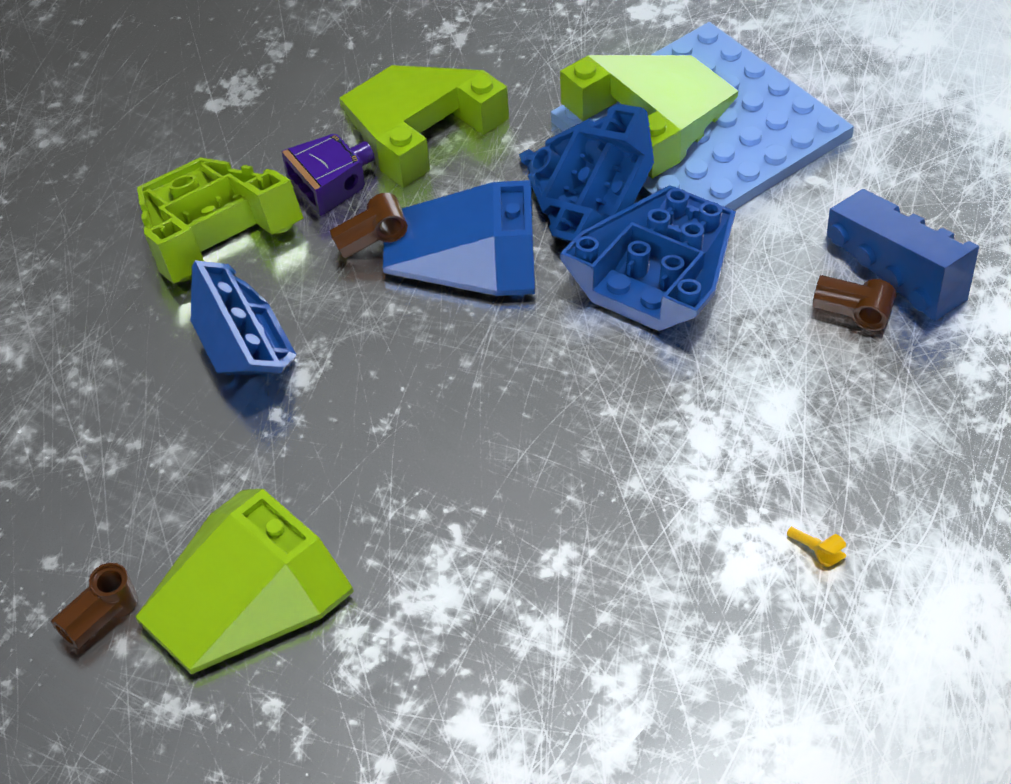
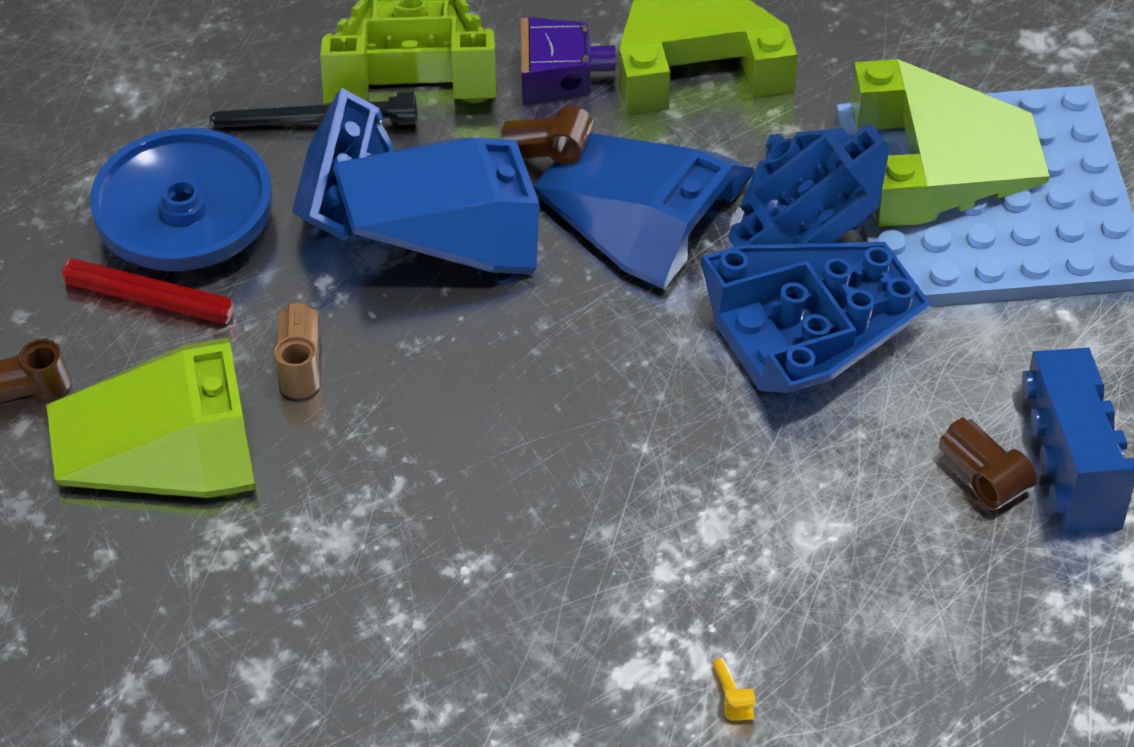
camera: 30 degrees right, 0 degrees up
(122, 406) = (181, 199): none -> blue dish
(143, 489) = (148, 291): none -> red axle
(236, 256) = (398, 108): none -> black piece
(305, 472) = (298, 351): none -> medium nougat piece
(338, 305) = (447, 201): none -> blue wedge

